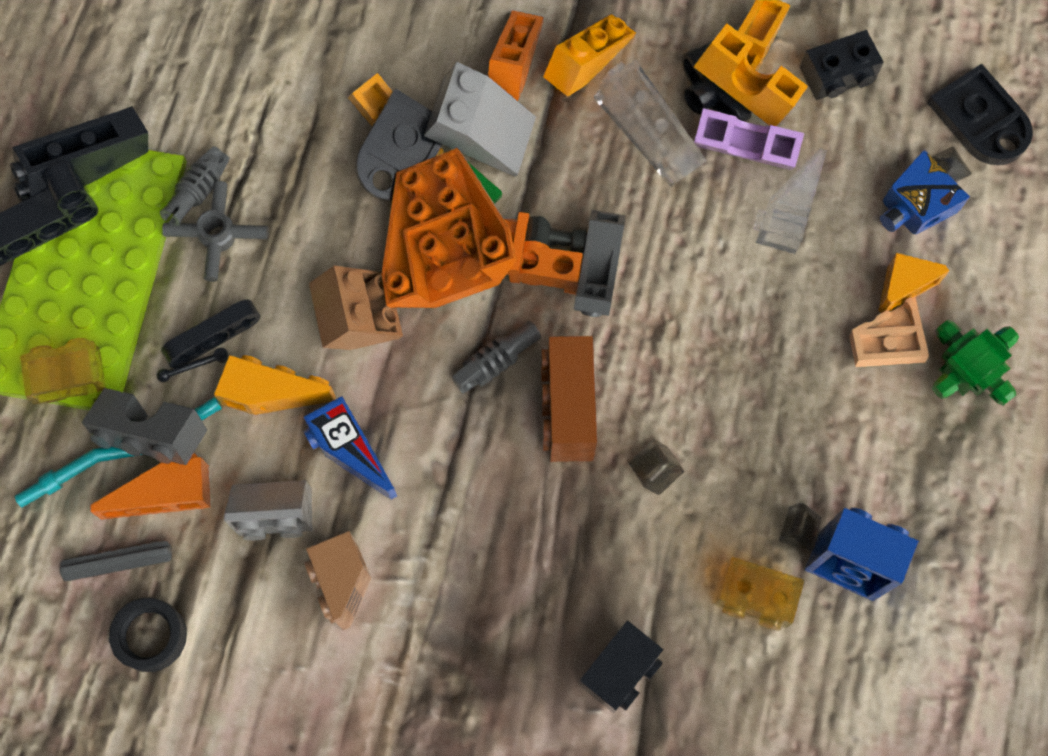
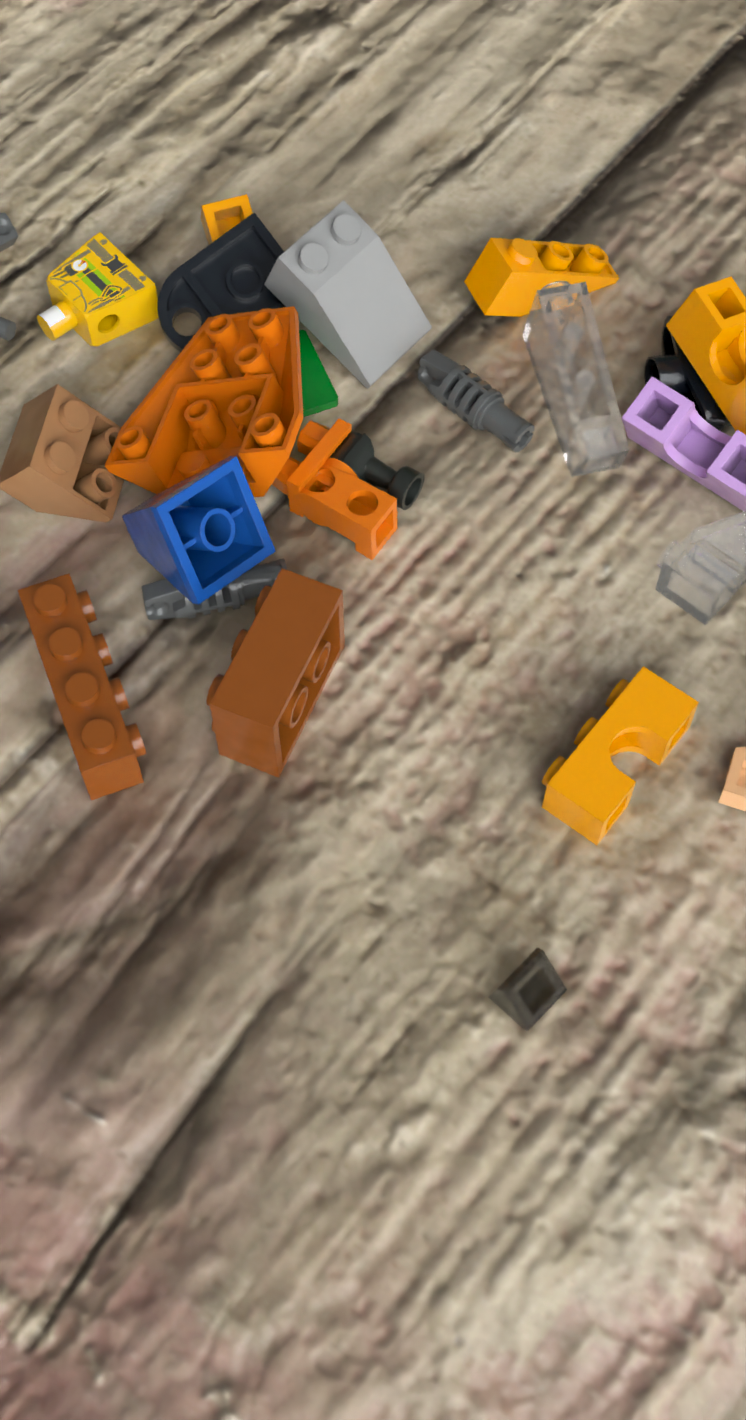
camera: 25 degrees right, 10 degrees down
(310, 182) = (98, 295): none -> yellow torso
(450, 457) = (81, 688): none -> dark orange brick
(474, 327) = (202, 530): none -> blue slope
(514, 52) = (439, 241): orange slope -> none
(588, 159) = (473, 400): none -> dark grey hinge
(599, 264) = (417, 528): dark grey arch -> none
(621, 667) = (156, 1064): black brick -> none
(656, 467) = (359, 818): clear smoke slope -> none
(759, 594) = (414, 1052): clear yellow brick -> none
(780, 391) = (641, 718): none -> light orange arch
(862, 554) = (584, 1046): blue brick -> none

